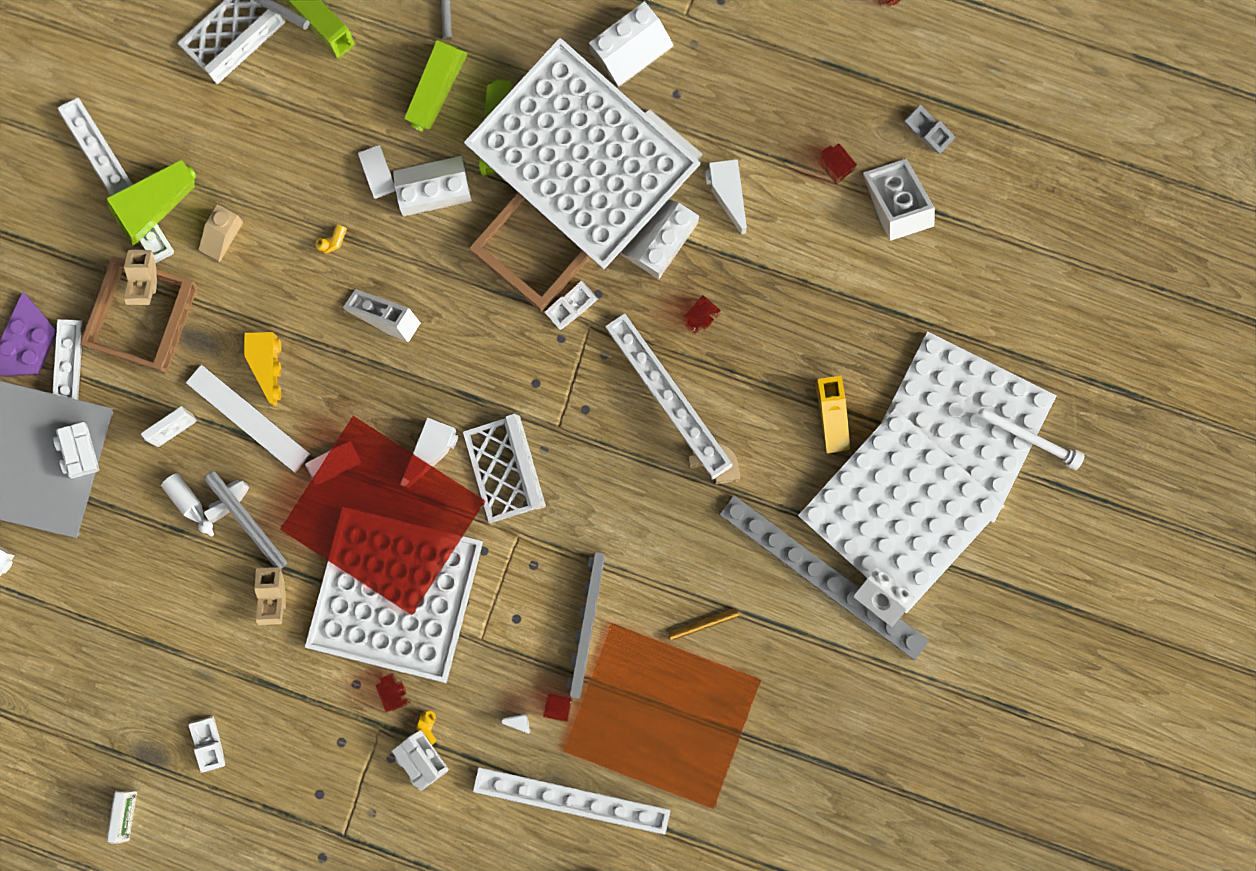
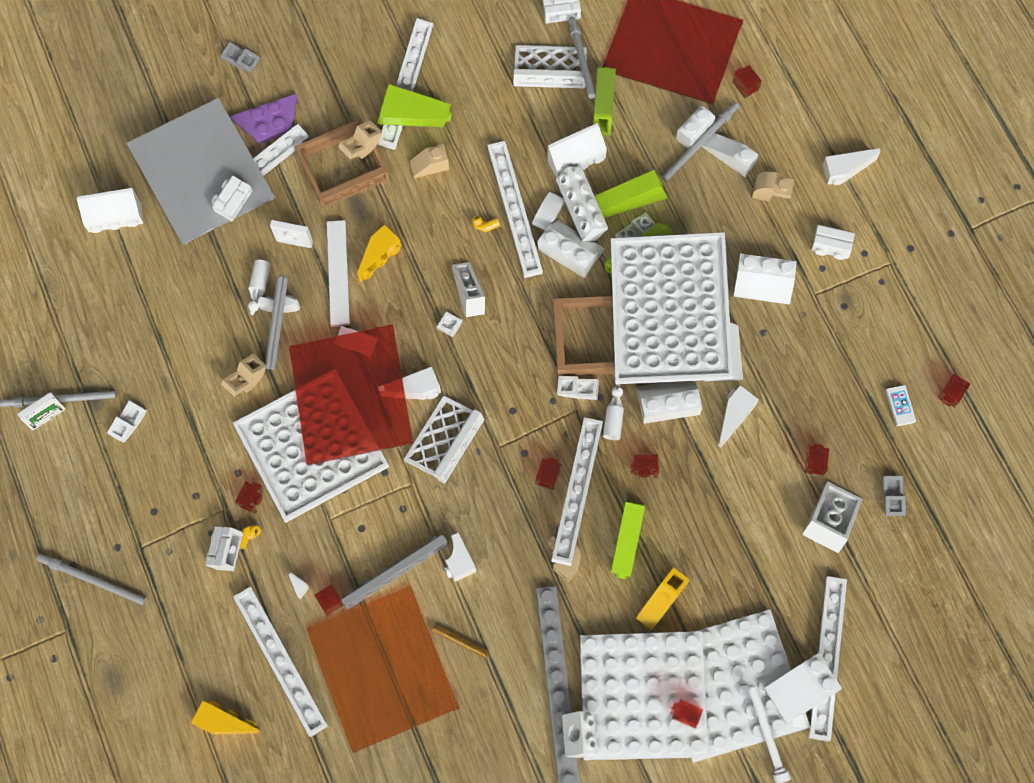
camera: 45 degrees right, 10 degrees down
(90, 827) = (21, 401): none -> light grey bar
(343, 199) = (515, 209): none -> white plate
(346, 91) = (577, 150): none -> white slope
(398, 363) = (449, 324): none -> white tile
(400, 135) = (581, 203): none -> white brick
(472, 109) = (637, 227): none -> white slope
(626, 406) = (548, 473): none -> clear red brick
(628, 298) = (614, 415): none -> white wheel
(633, 558) = (460, 562): none -> white arch
(752, 392) = (628, 539): none -> lime slope
(857, 43) = (900, 405): none -> tile
(955, 489) = (686, 714): none -> clear red brick
(1013, 323) = (829, 650): none -> white plate
(1022, 370) = (803, 688): none -> white slope

